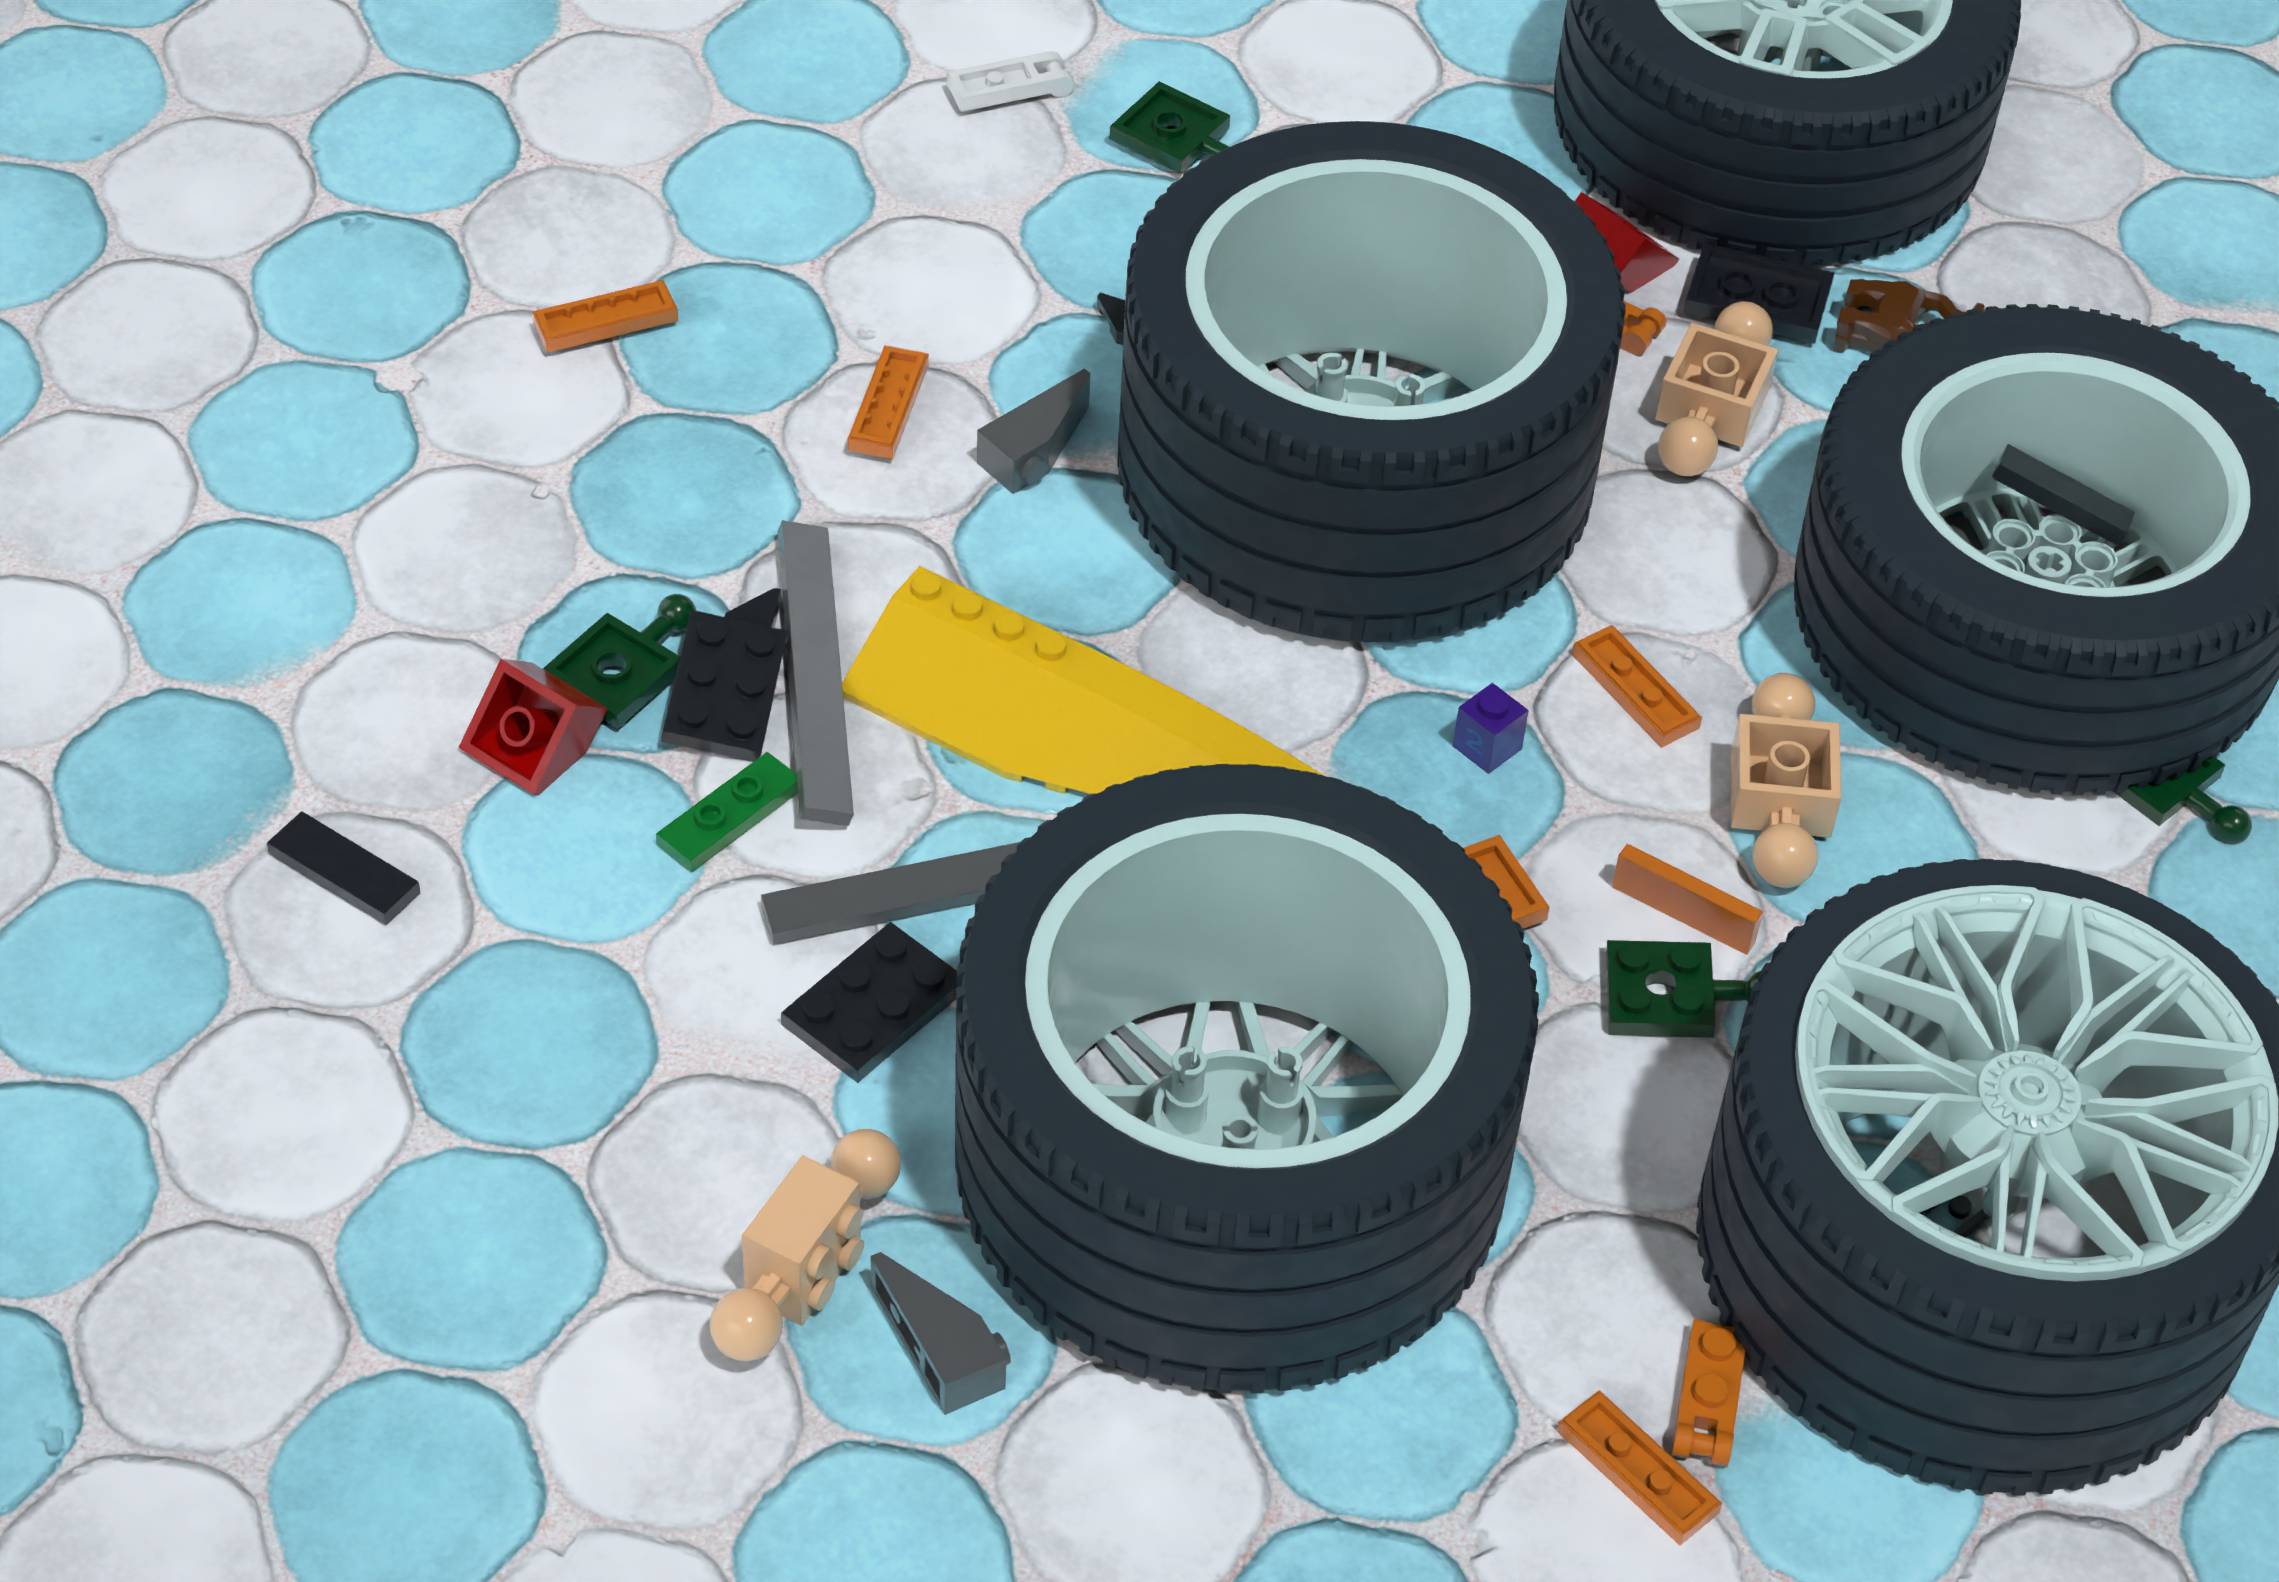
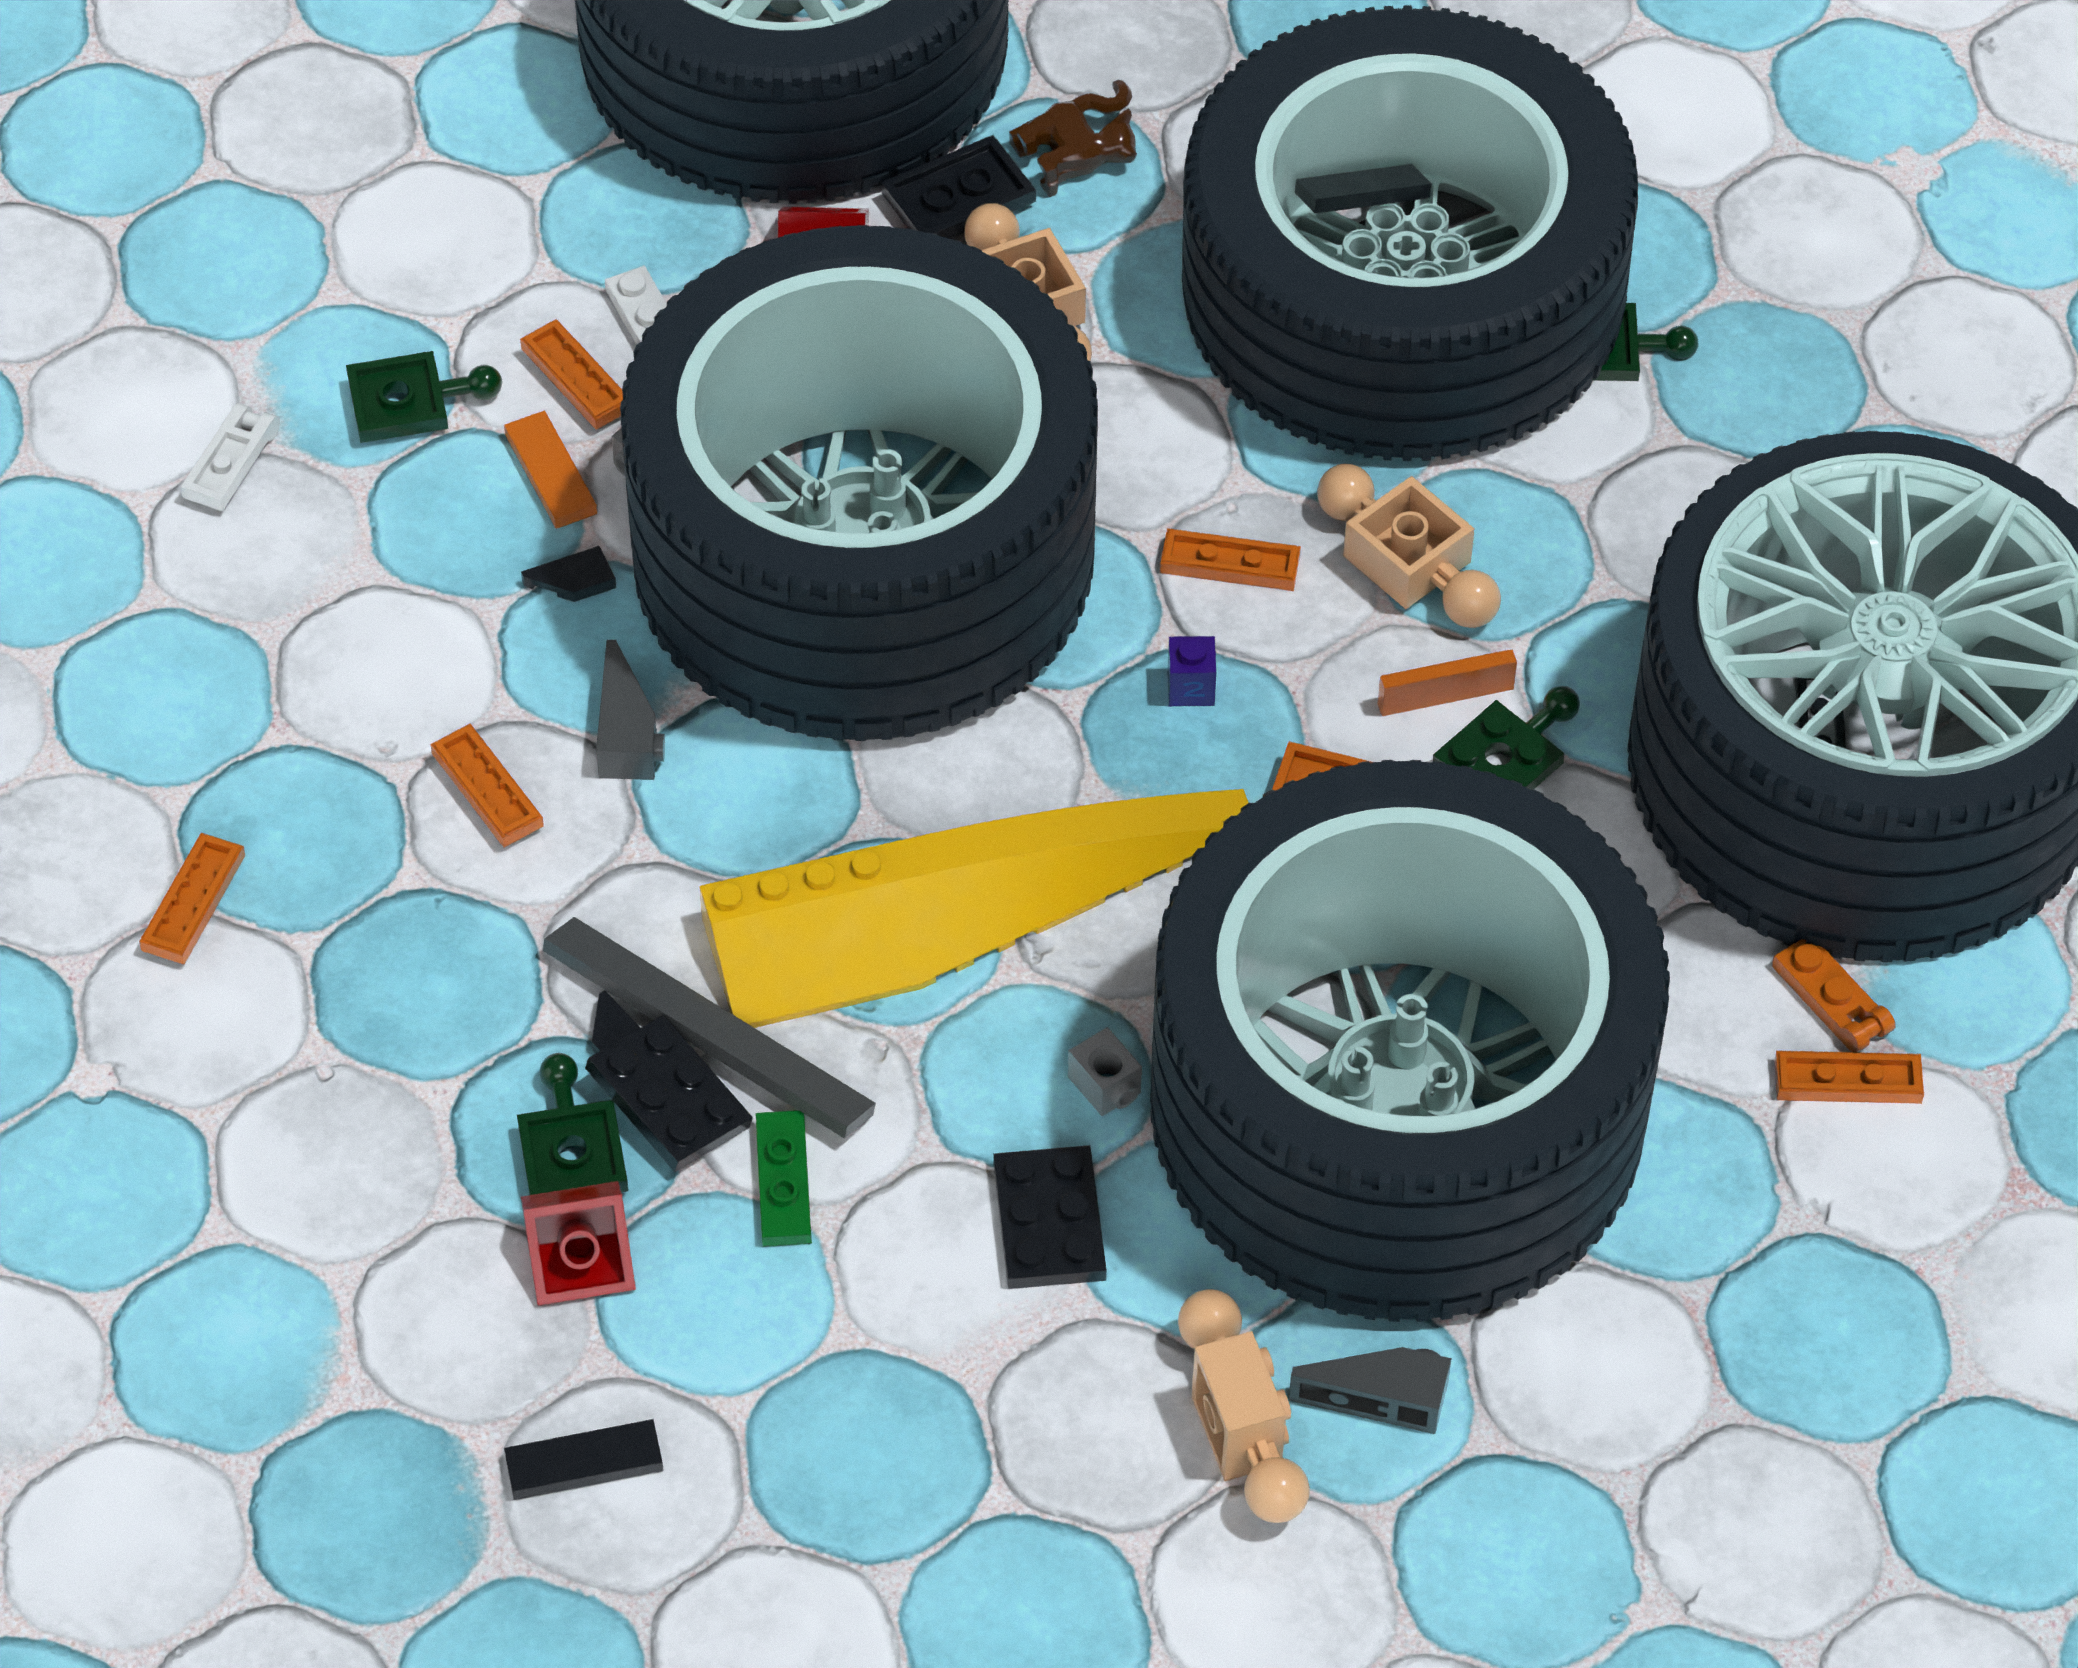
camera: 45 degrees left, 5 degrees up
(881, 895) = (994, 1083): dark grey tile -> none

